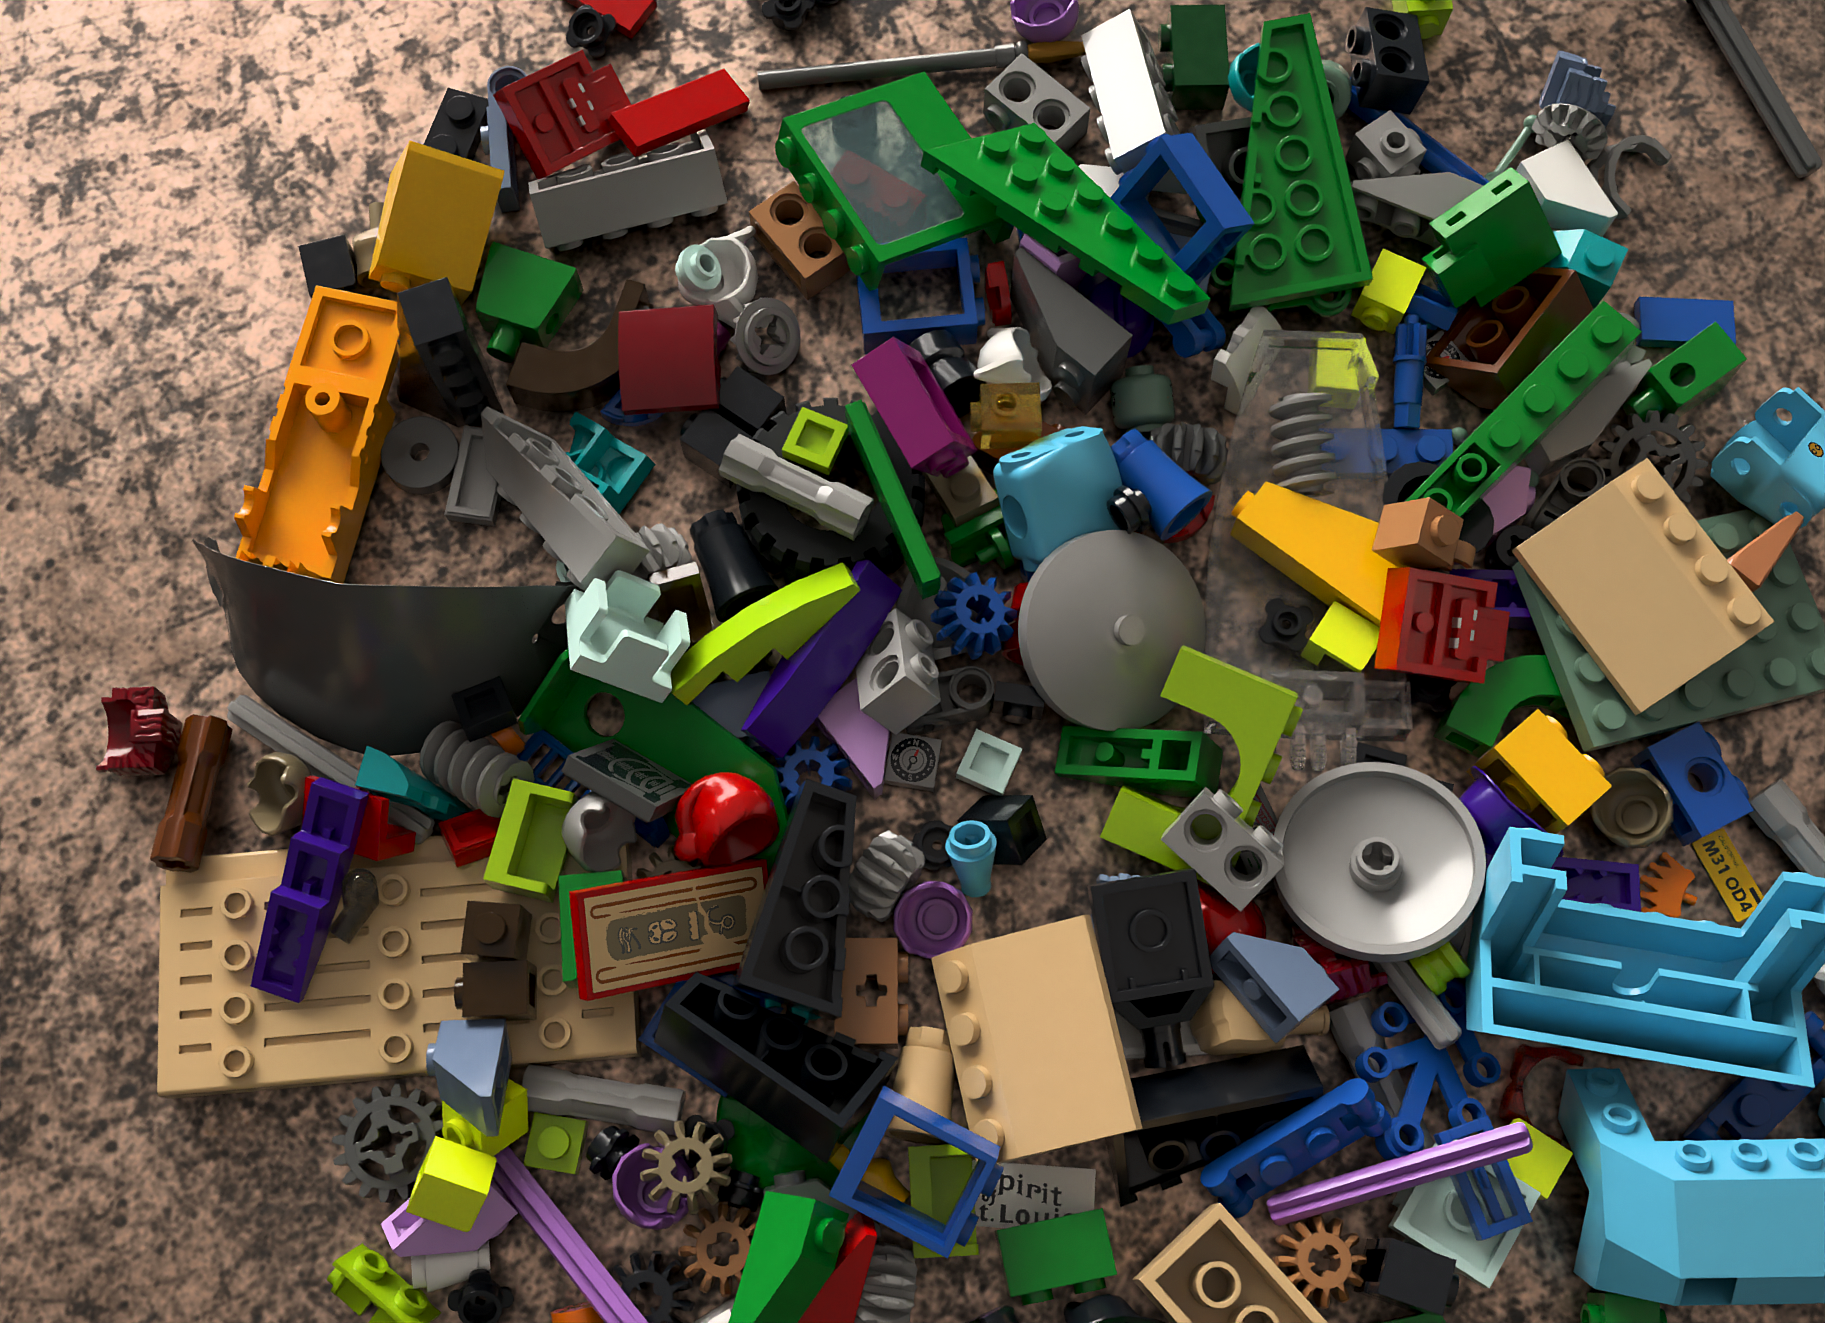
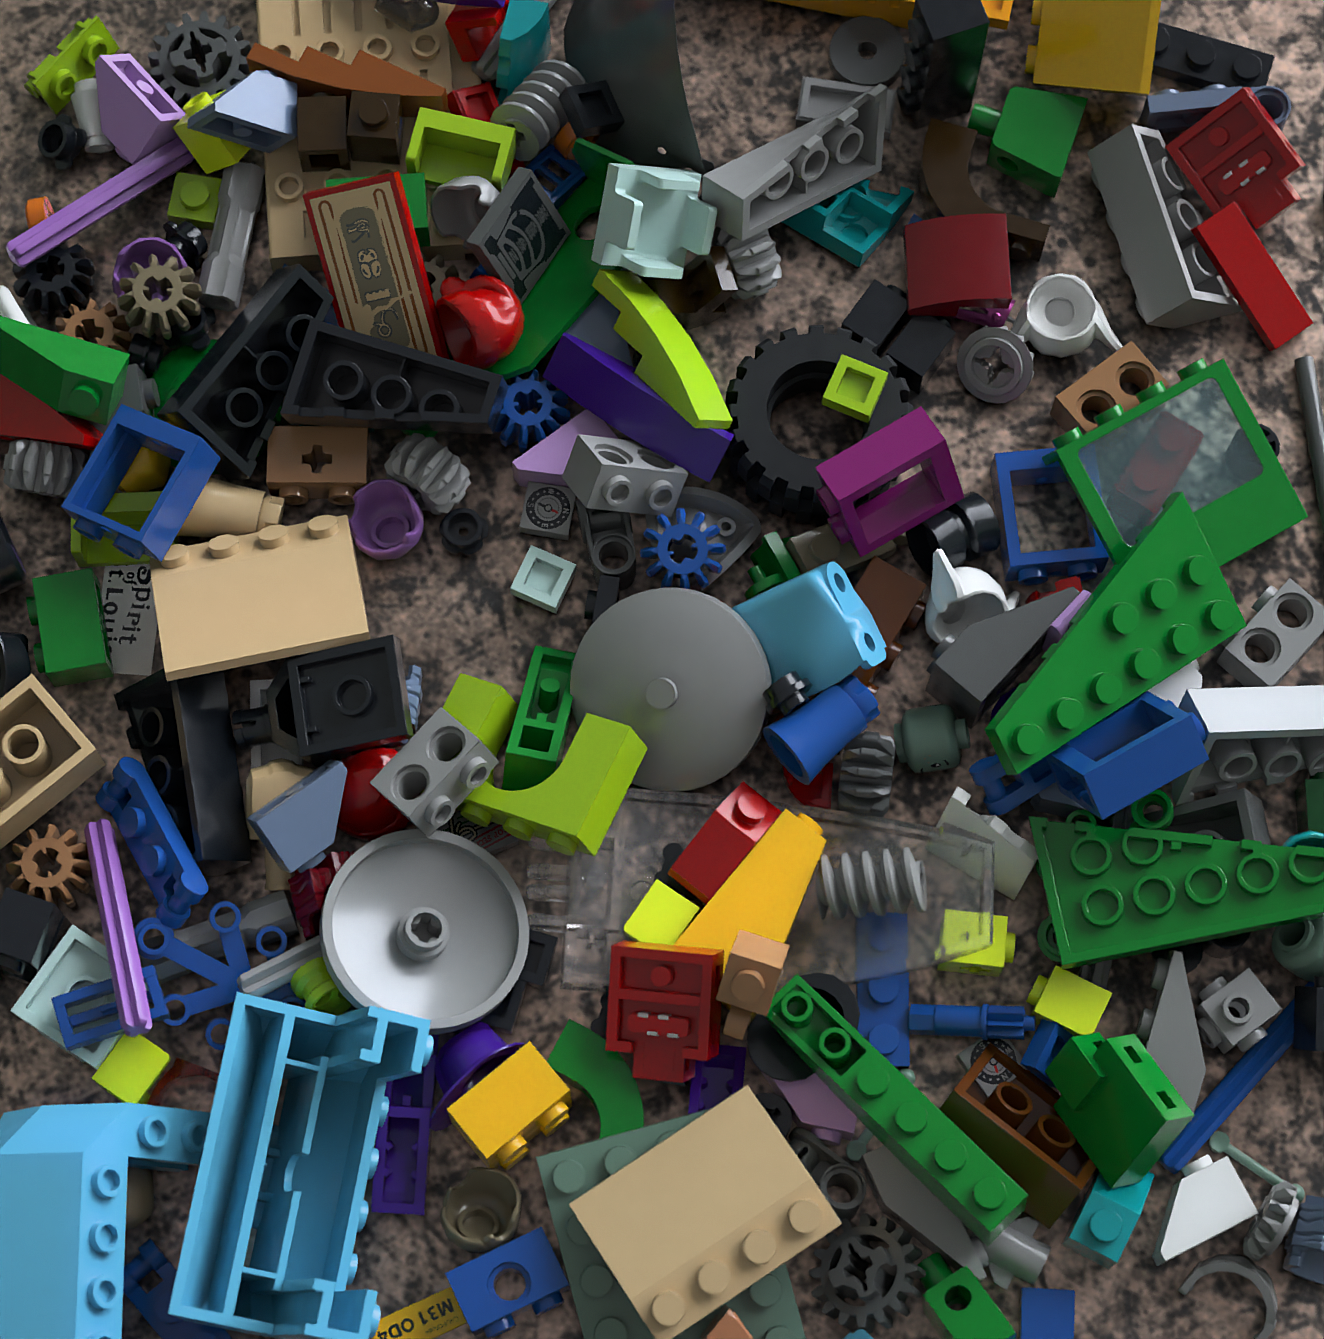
camera: 90 degrees right, 0 degrees up
(440, 946) = (367, 73): none -> dark orange slope
(452, 1184) = (153, 98): neon yellow panel -> none
(698, 269) = (1054, 279): light aqua plate -> none
(729, 564) = (734, 334): black plant -> none
(828, 502) = (788, 400): light grey axle -> none
(893, 499) = (784, 460): green tile -> none
(972, 854) = (446, 553): medium azure cone -> none
(1007, 415) = (896, 584): clear yellow brick -> none
(1014, 824) = (475, 590): black panel -> none
(1266, 578) = (724, 842): none -> red slope
(1668, 887) = (401, 1254): orange piece -> none

